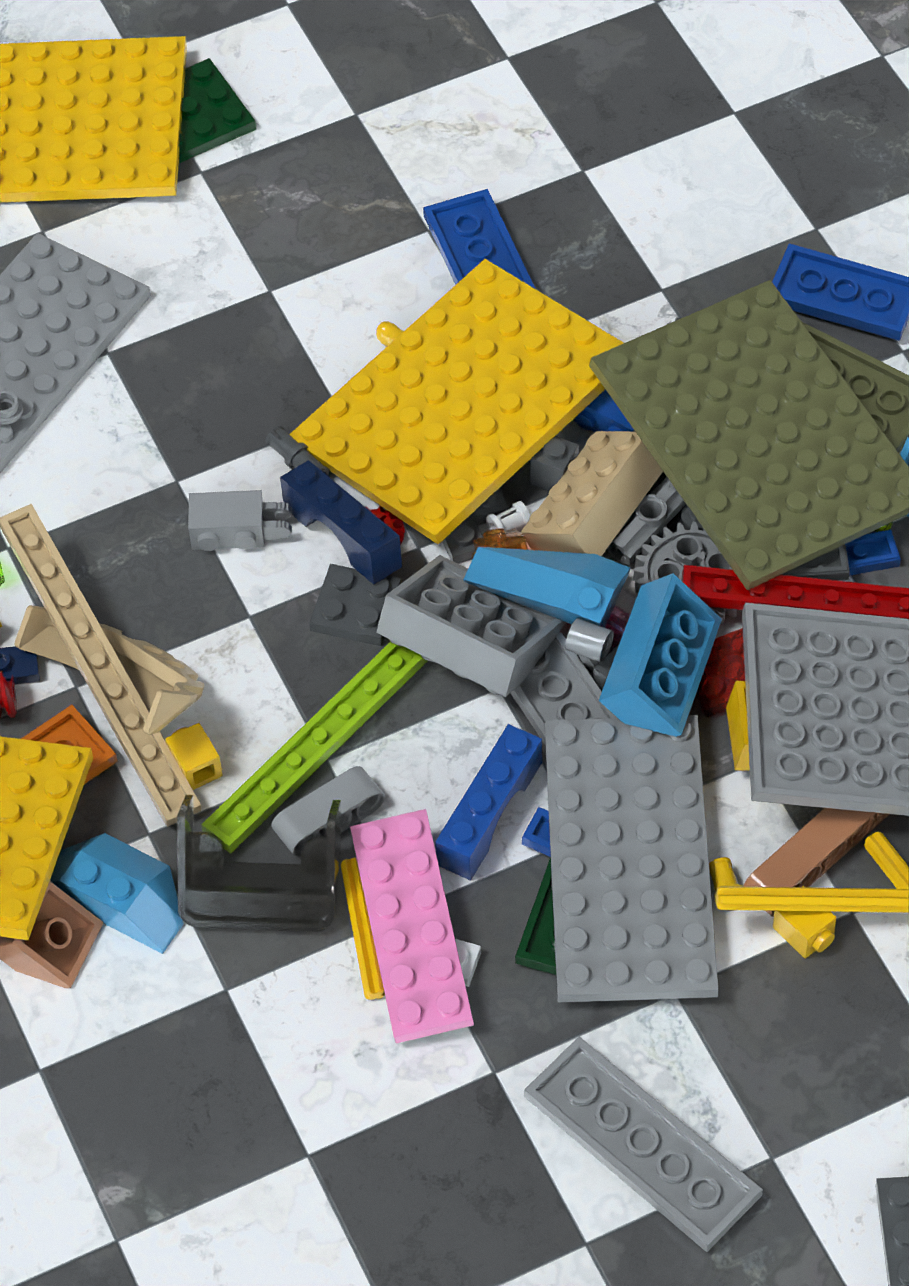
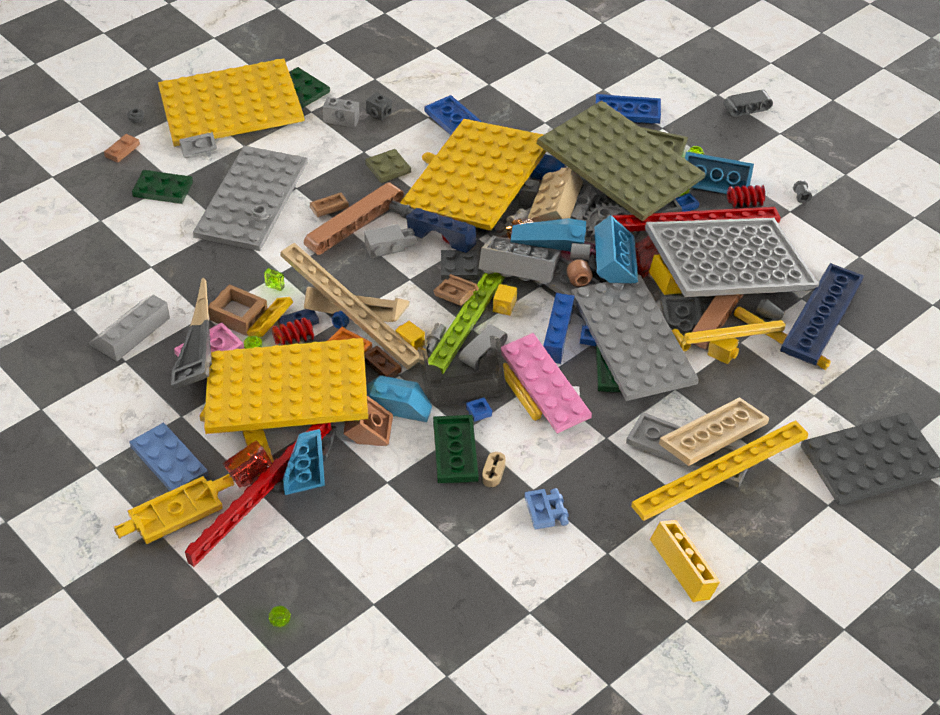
camera: 20 degrees left, 10 degrees down
(75, 686) = (340, 320): none -> blue plate
(120, 803) = (382, 362): none -> reddish brown plate
(152, 409) = (329, 205): none -> medium nougat plate
(186, 452) = (352, 218): none -> nougat beam
(188, 1031) = (455, 449): none -> dark green plate
(240, 770) = (434, 338): none -> light grey pin
(252, 190) = (341, 112): none -> light grey brick
(252, 1098) = (491, 468): none -> tan beam
(266, 952) = (479, 409): none -> blue plate
(298, 1202) = (540, 510): none -> medium blue plate
(303, 336) = (388, 165): none -> olive plate
(321, 667) = (456, 290): none -> medium nougat plate
(331, 191) = (379, 106): none -> dark grey brick
(410, 710) = (504, 299): none -> yellow brick
(572, 687) = (579, 273): none -> nougat head
(675, 1211) = (718, 470): none -> yellow plate
(698, 1119) = (713, 431): none -> tan plate
(750, 828) = (681, 312): none -> dark grey plate

